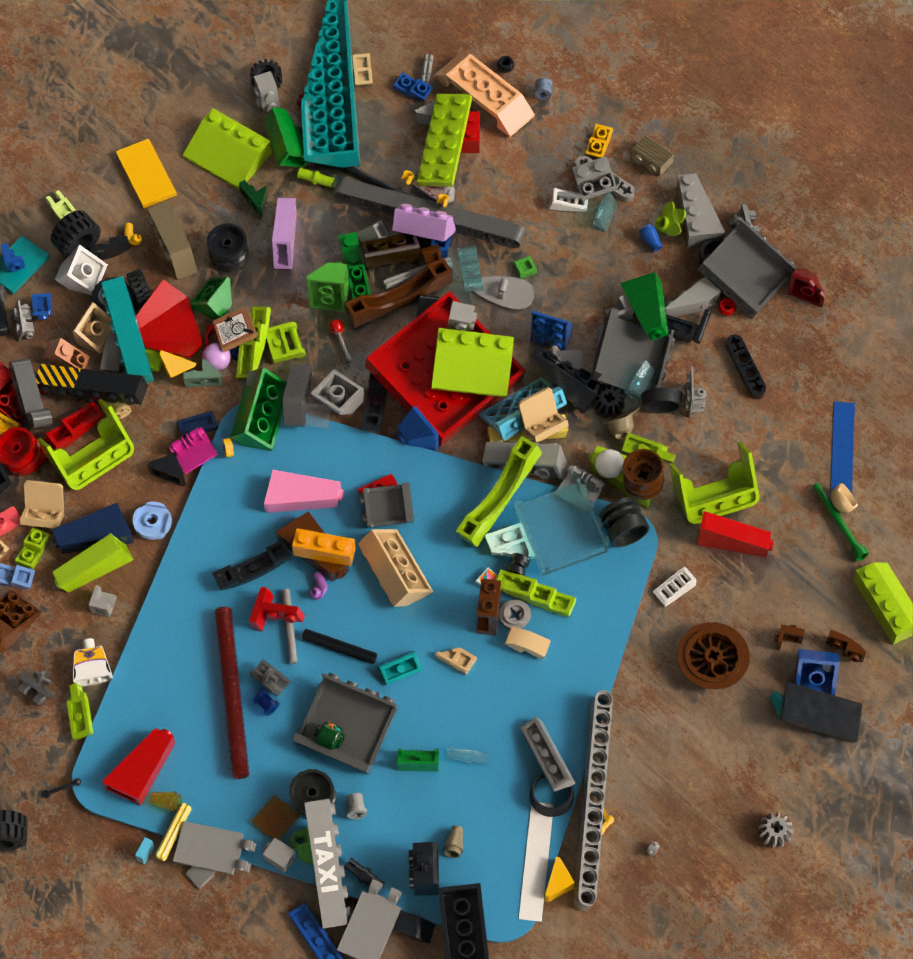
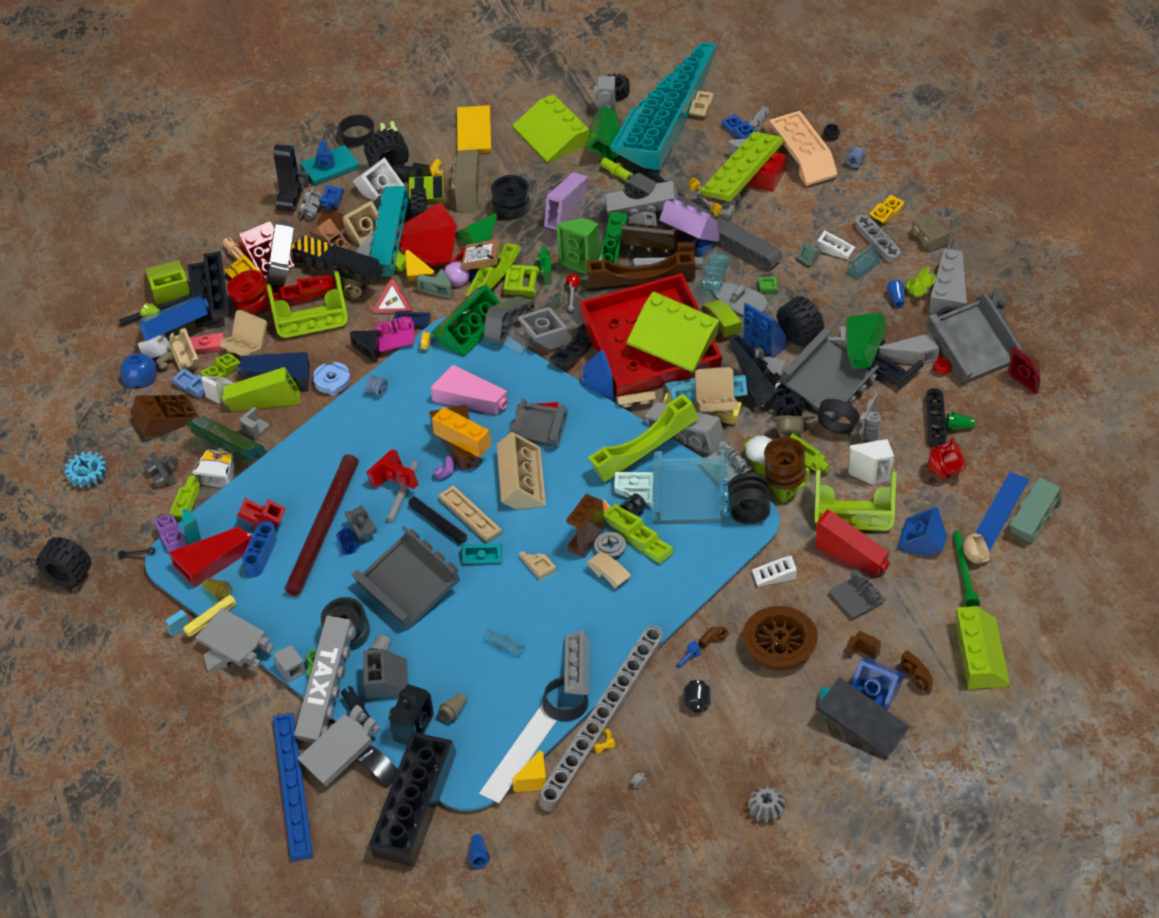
camera: 25 degrees right, 15 degrees down
(23, 199) = (355, 120): none -> black tyre
(41, 572) = (214, 387): none -> white slope
(54, 330) = (336, 218): none -> reddish brown piece
(84, 755) = (169, 532): none -> medium lavender slope
(87, 631) = (225, 438): none -> clear green slope
(111, 748) = (190, 527): none -> teal slope
(134, 258) = (433, 186): none -> tile
(168, 410) = (392, 300): none -> piece
(170, 707) = (256, 514): none -> red brick
(185, 751) = (259, 549): none -> blue beam
(205, 517) = (376, 385): none -> sand blue wheel
(252, 568) = (395, 438): black slope -> none
(255, 199) = (557, 170): dark green slope -> none
(275, 818) = (303, 635): clear orange piece -> none
(300, 315) = (545, 264): none -> green slope
(329, 735) = (385, 581): dark green head -> none
(367, 628) = (470, 514): none -> tan tile
(376, 833) = (384, 673): none -> dark grey slope
(384, 203) = (620, 203): none -> light grey arch
(418, 760) = (456, 631): green hinge -> none
(459, 442) = (643, 398): none -> tan plate
(461, 317) = (678, 288): light grey brick -> none
(500, 319) = (728, 320): none -> lime slope
(548, 219) = (808, 253): none -> sand green tile
(581, 304) = (800, 320): none -> black tyre
(594, 178) = (864, 229): light grey slope -> none
(640, 696) = (694, 651): none -> blue hand
(641, 381) = (831, 391): clear light blue slope -> none
(649, 673) = (713, 634): none -> reddish brown arm
(666, 744) = (697, 696): none -> black head
(715, 439) = (871, 461): none -> white slope
(757, 584) = (856, 595): none -> dark grey hinge
(768, 364) = (958, 422): none -> green cone
(778, 413) = (946, 460): none -> red helmet
(789, 498) = (923, 533): none -> blue slope
(878, 440) = (1035, 510): none -> sand green wedge

